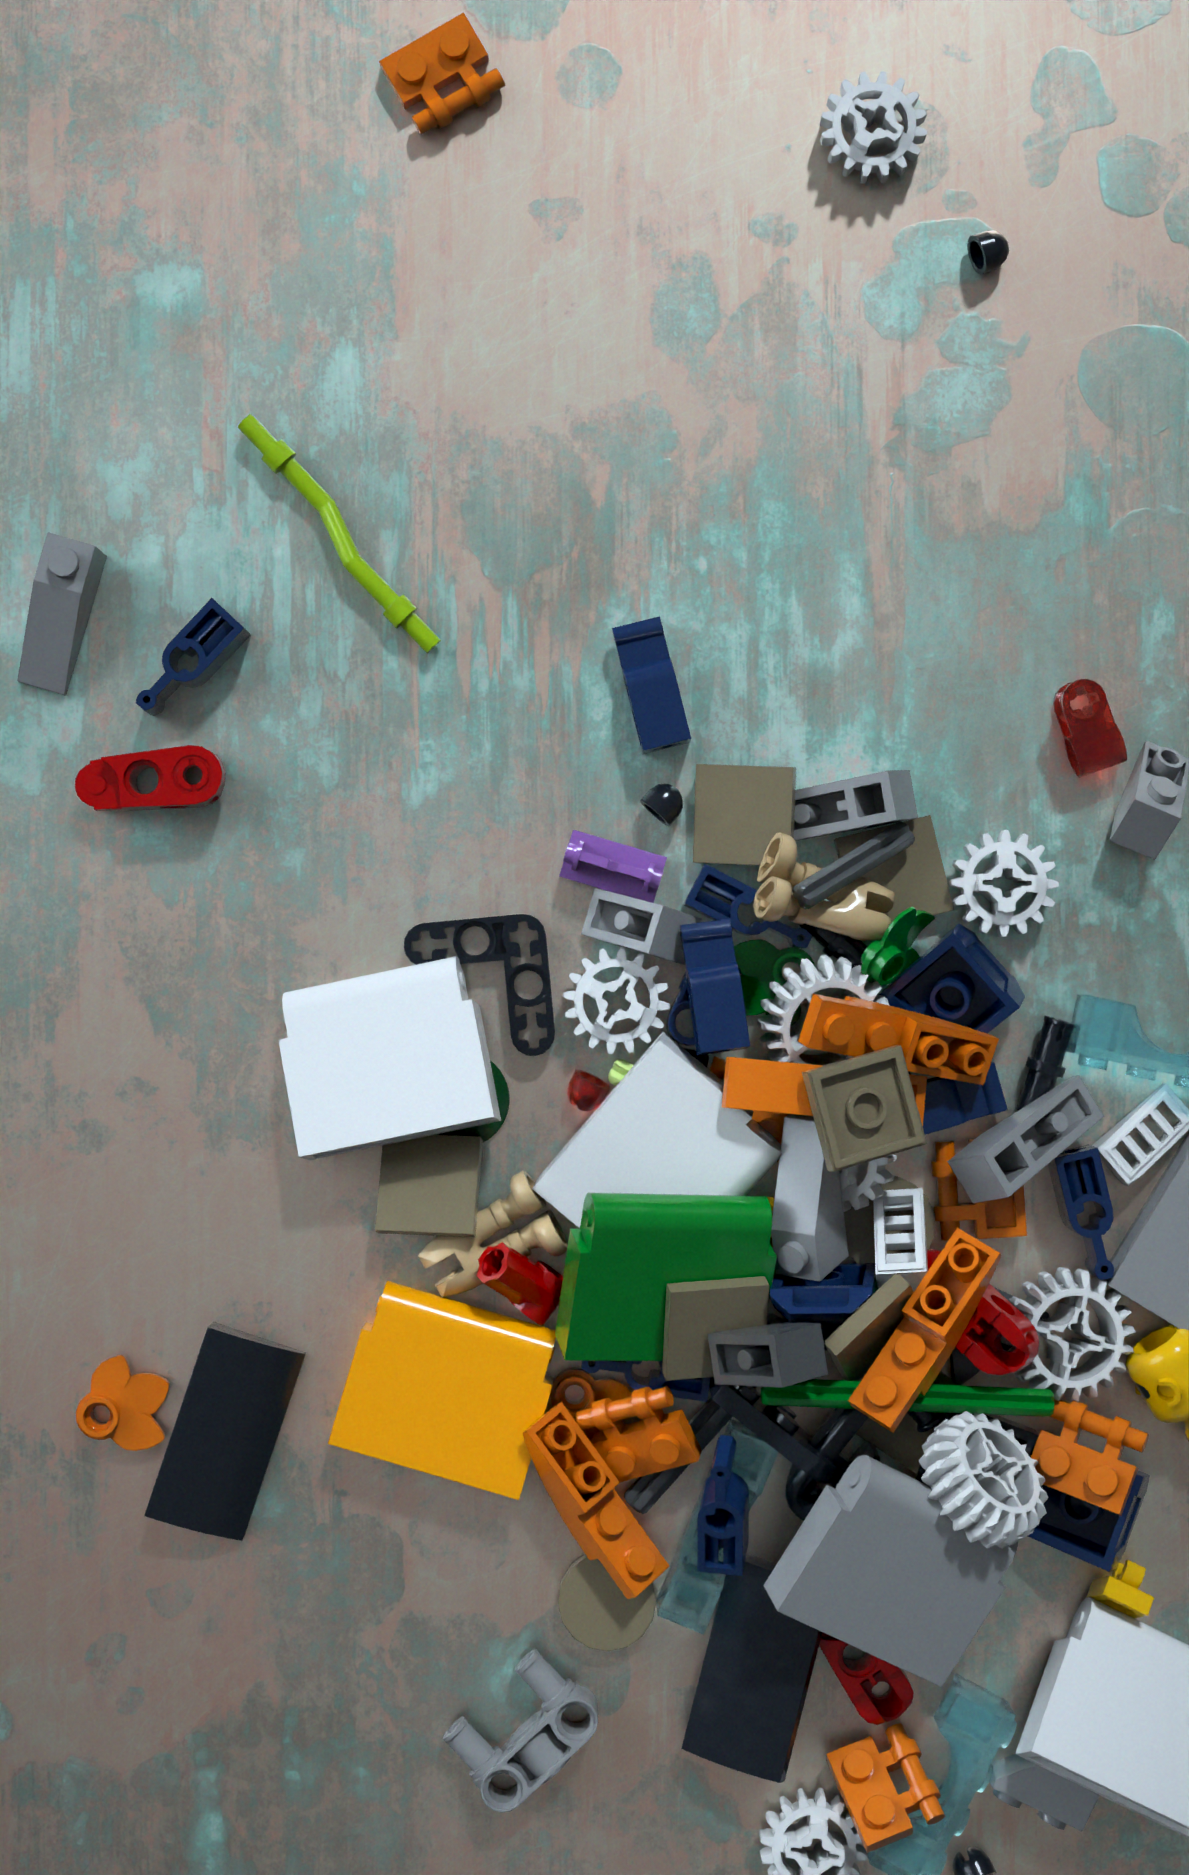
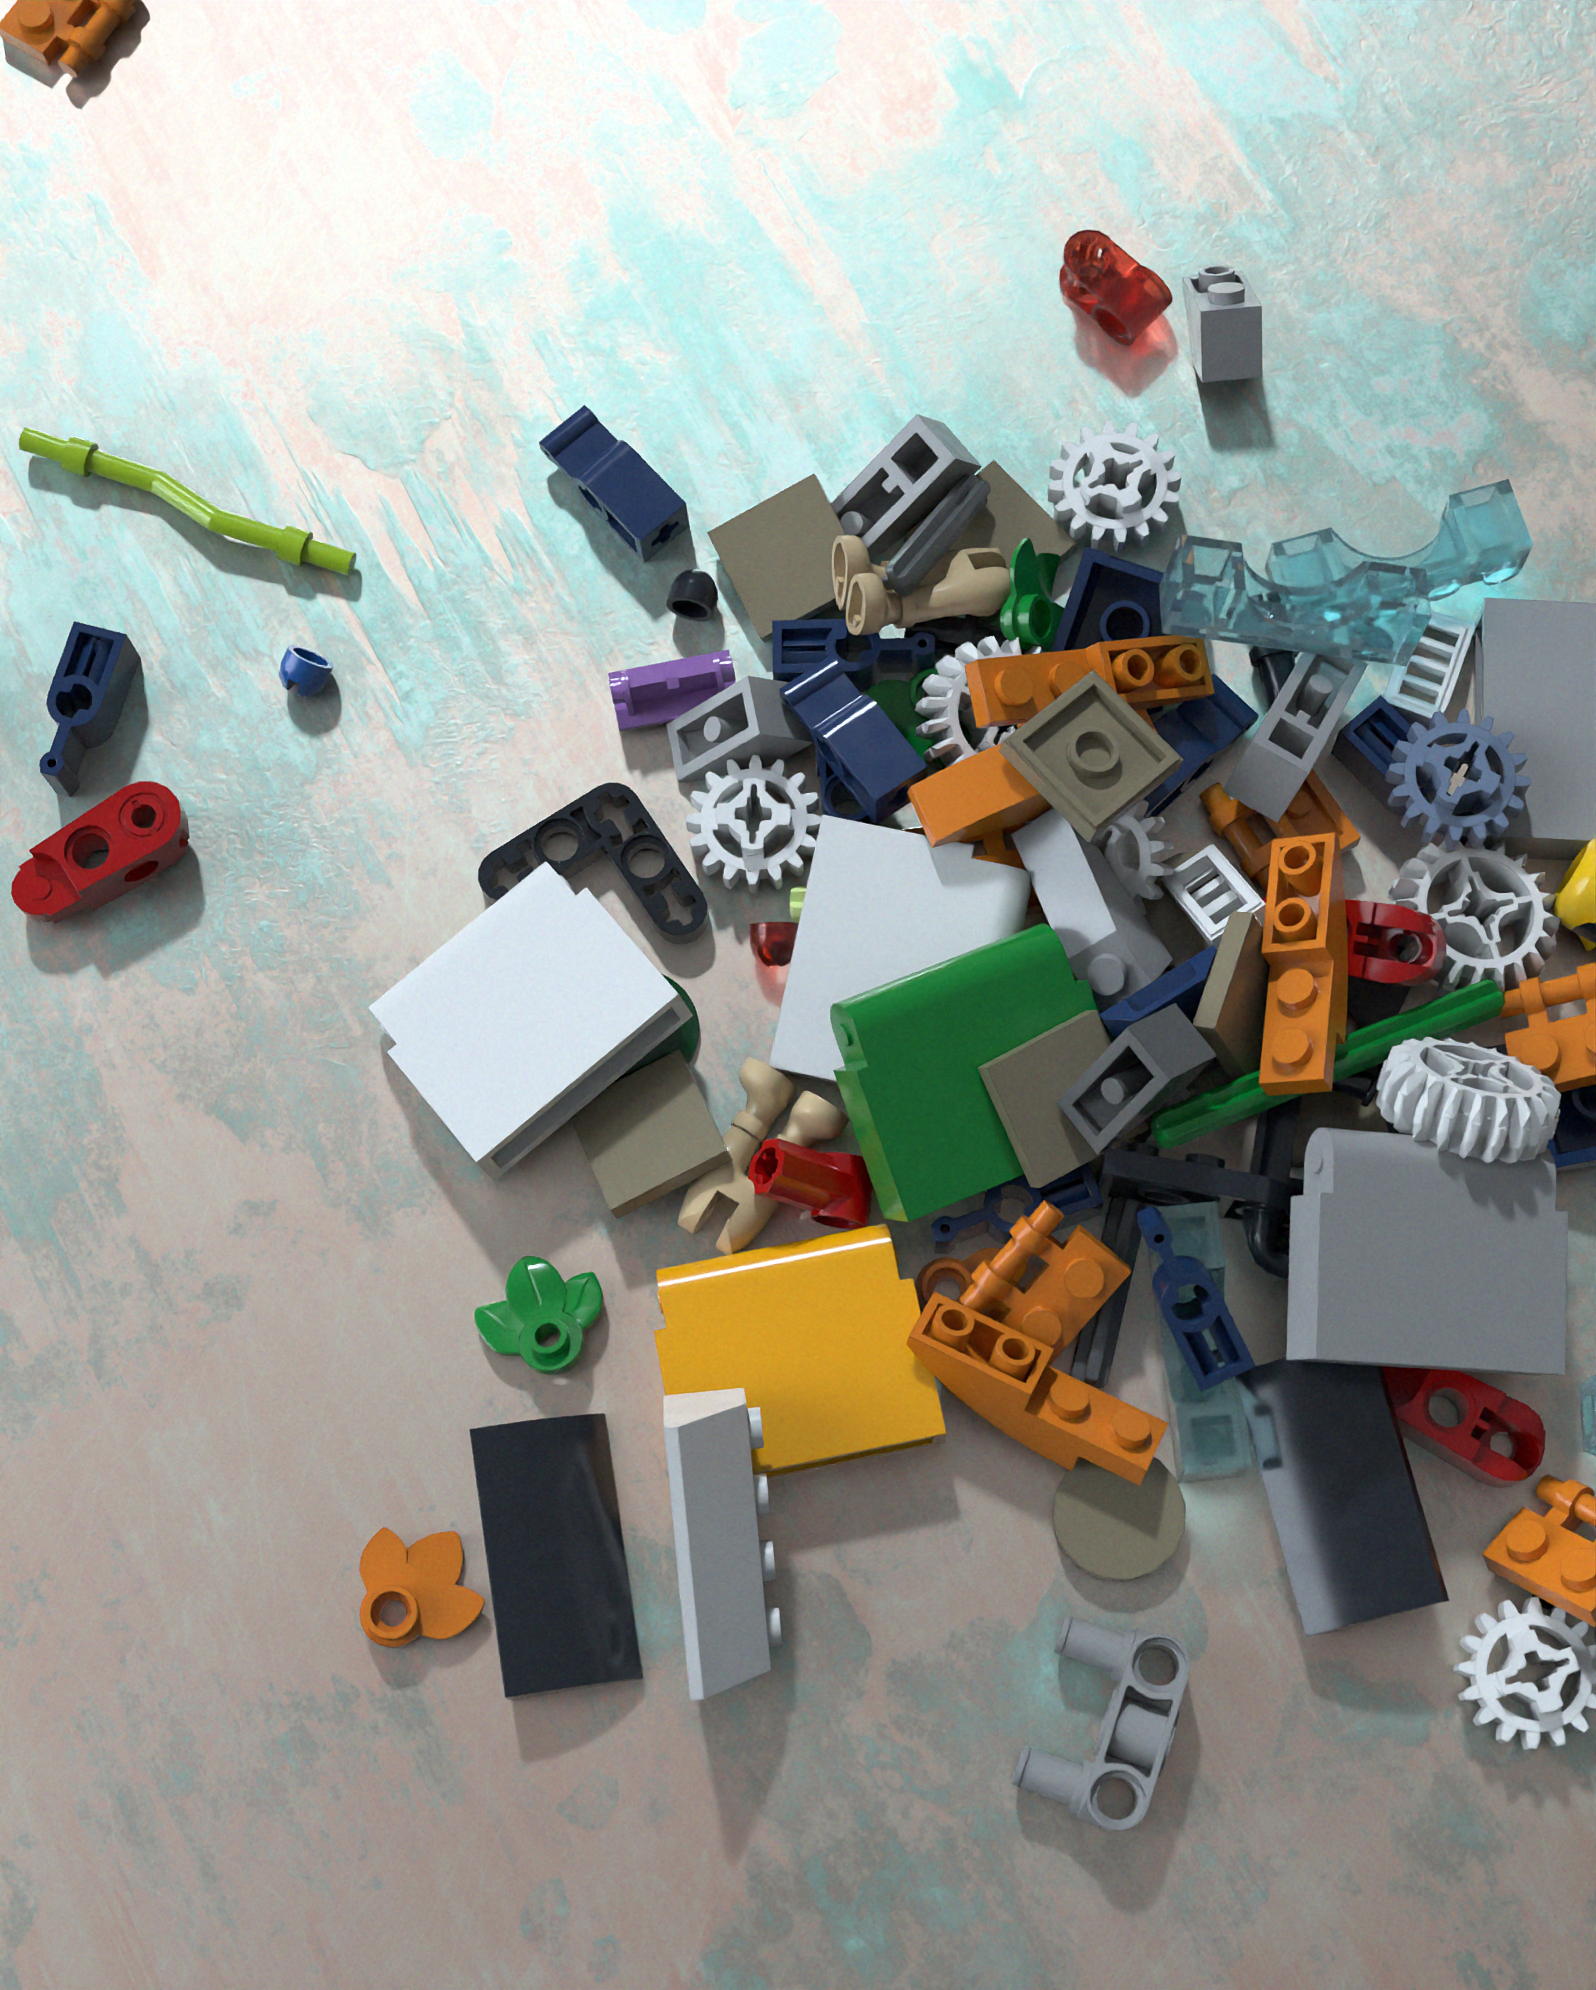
camera: 25 degrees left, 15 degrees down
(299, 1260) = (538, 1307): none -> green plate
(332, 1496) = (718, 1538): none -> white slope
(361, 712) = (305, 668): none -> blue hinge
(1093, 1258) = (1483, 792): none -> sand blue gear
(1112, 1088) = (1363, 616): none -> clear light blue arch

